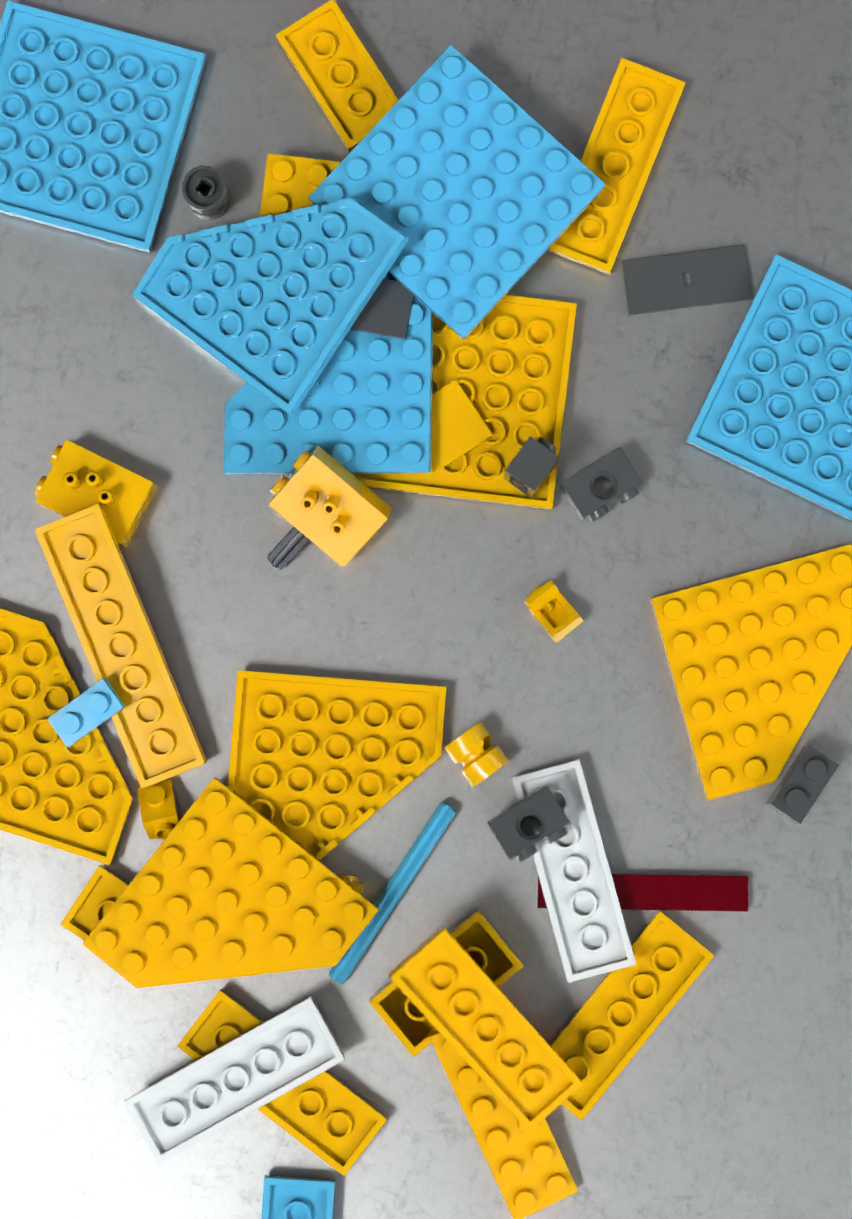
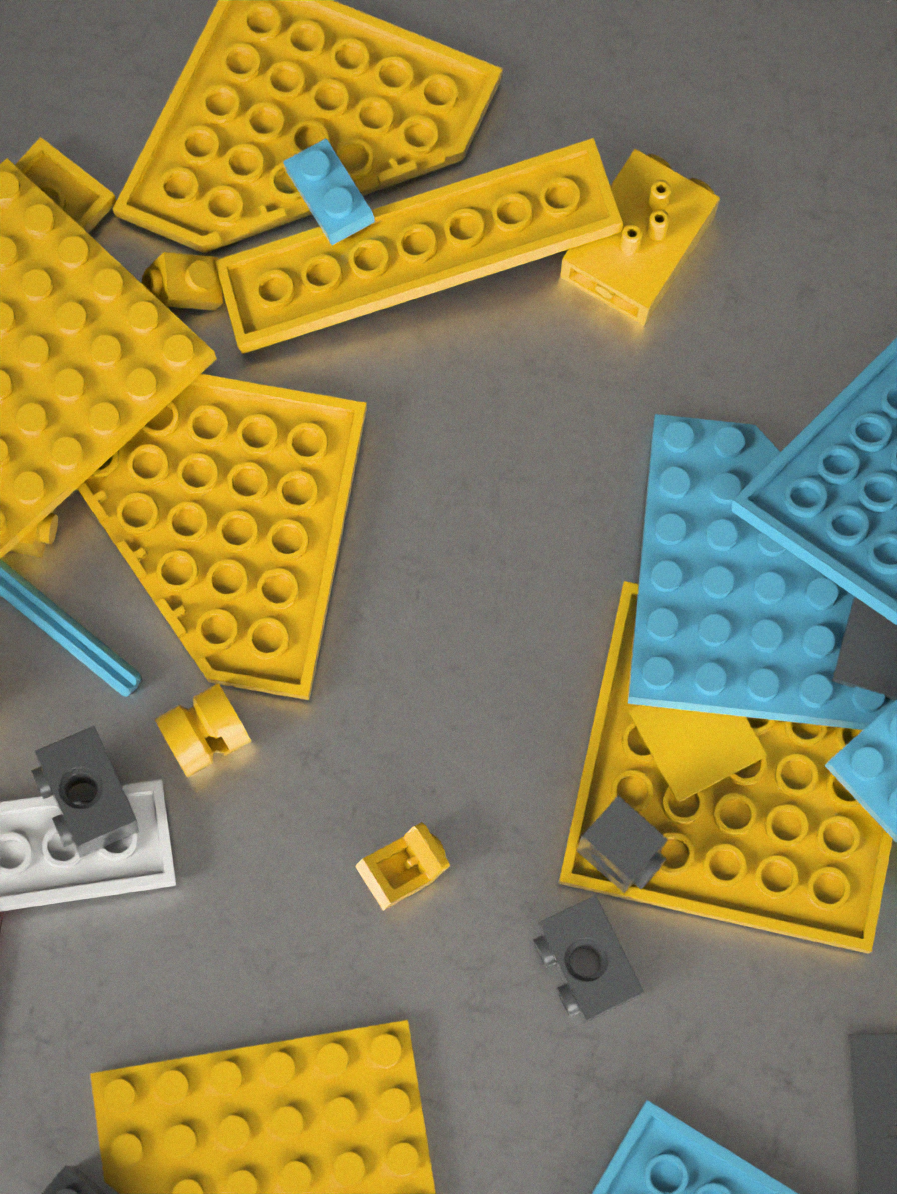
camera: 90 degrees right, 10 degrees down
(325, 507) = (588, 544): yellow piece -> none

